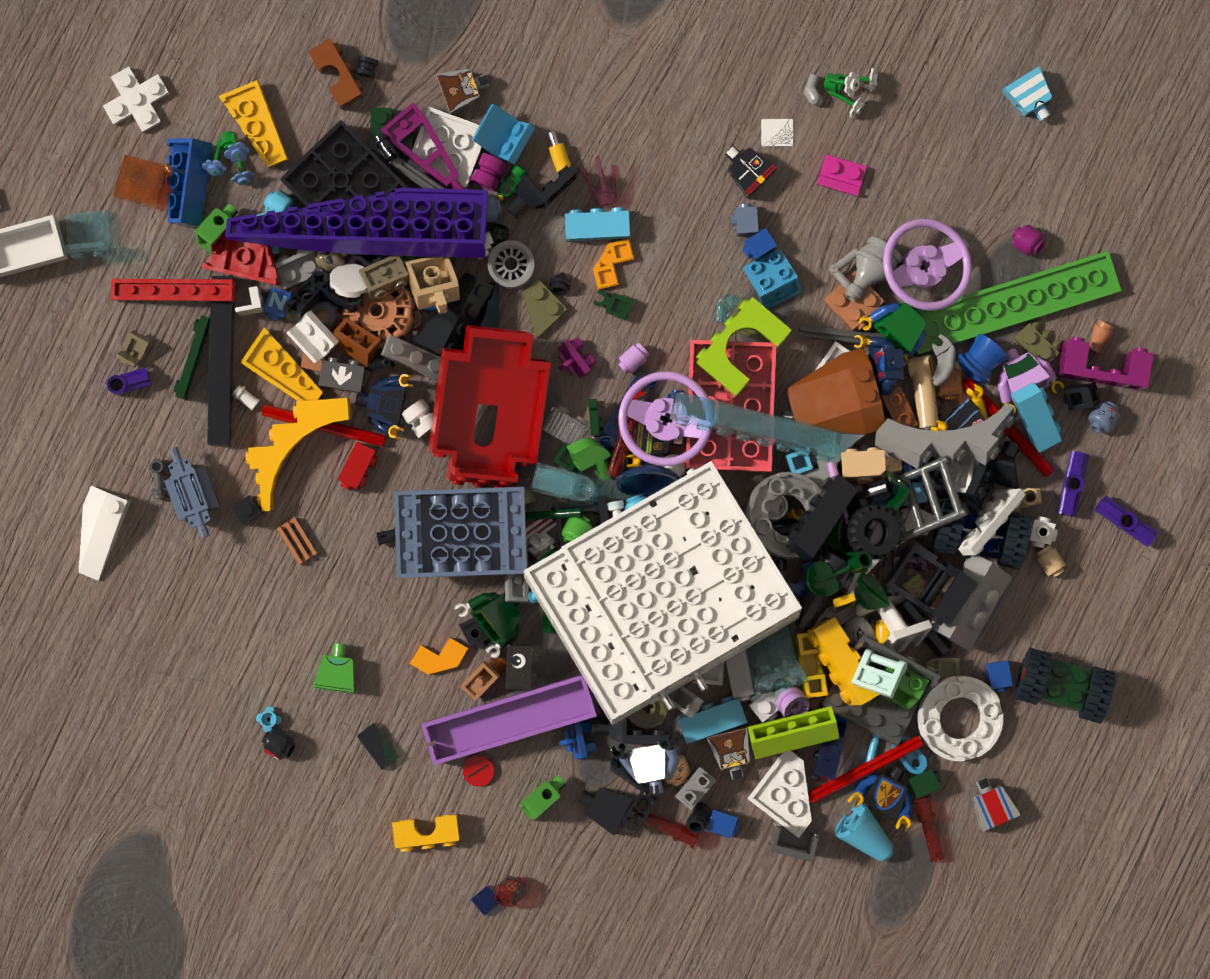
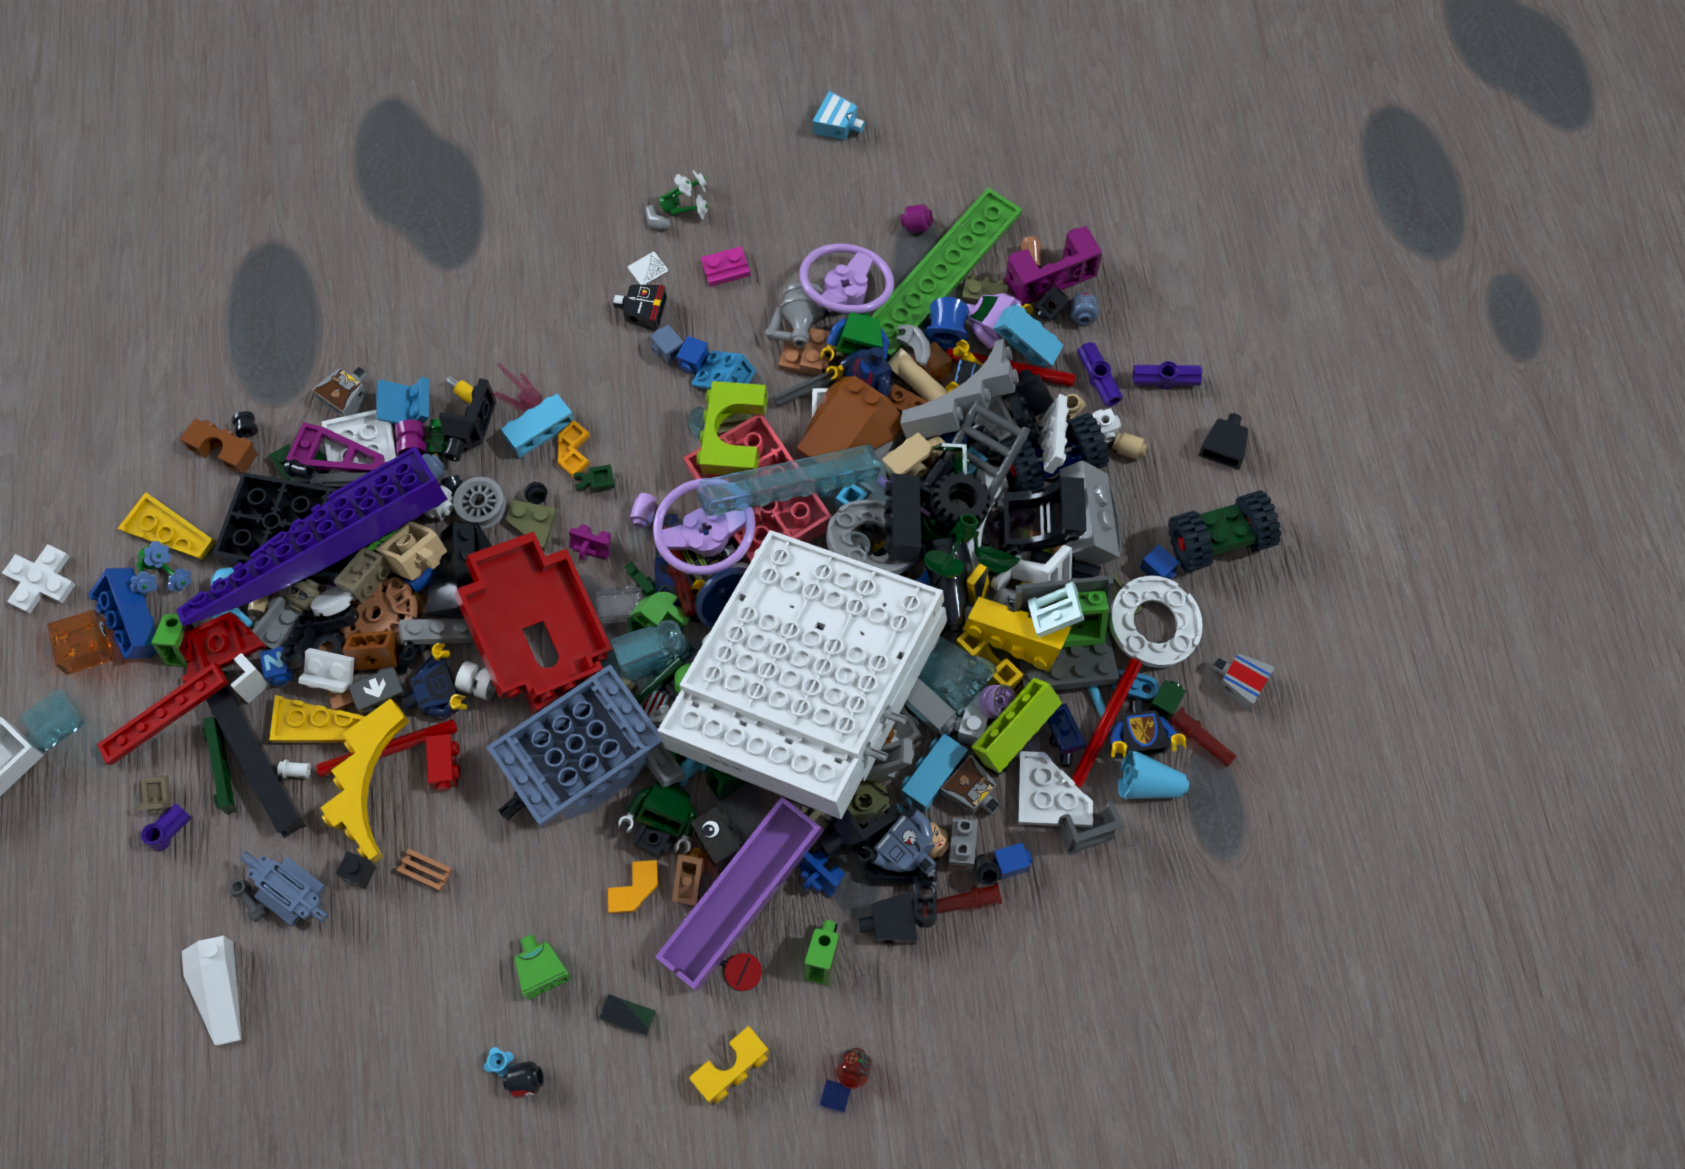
camera: 30 degrees left, 20 degrees down
(1129, 609) = (1226, 442): none -> black torso

